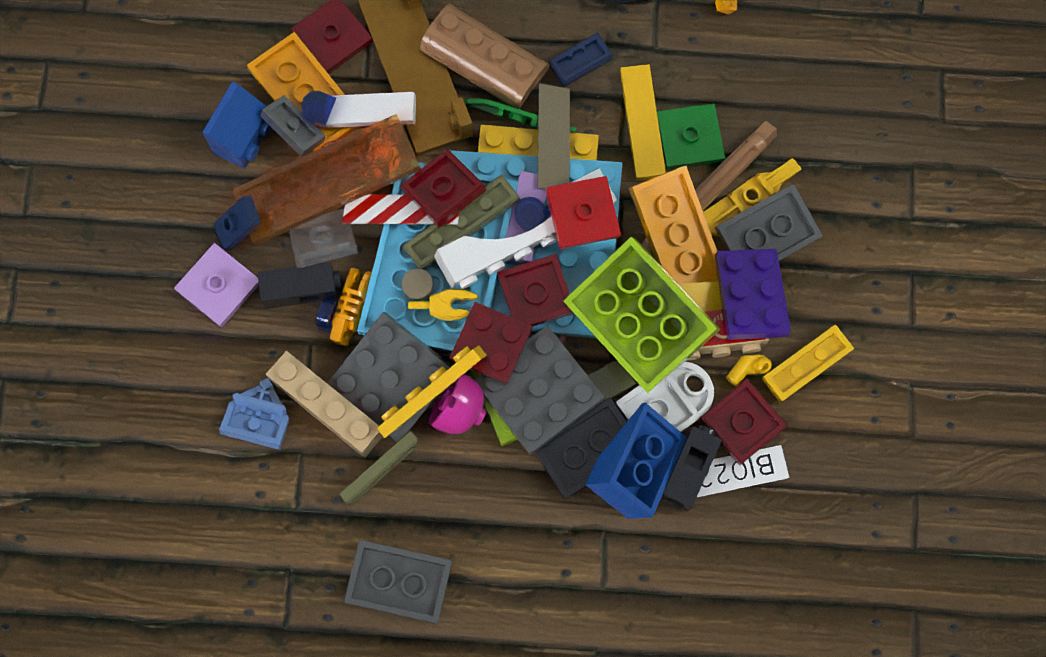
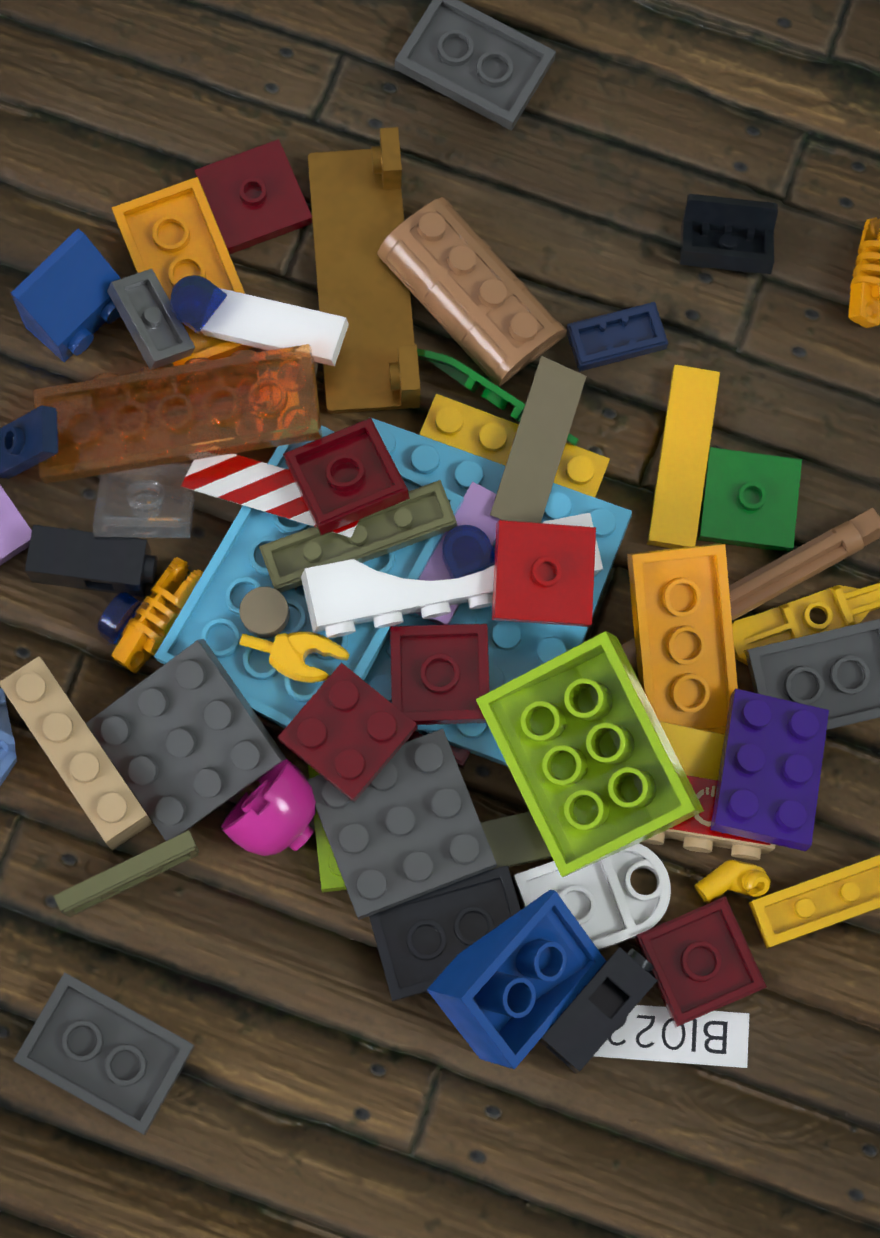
camera: 15 degrees right, 0 degrees up
(440, 381) = (252, 769): yellow plate -> none

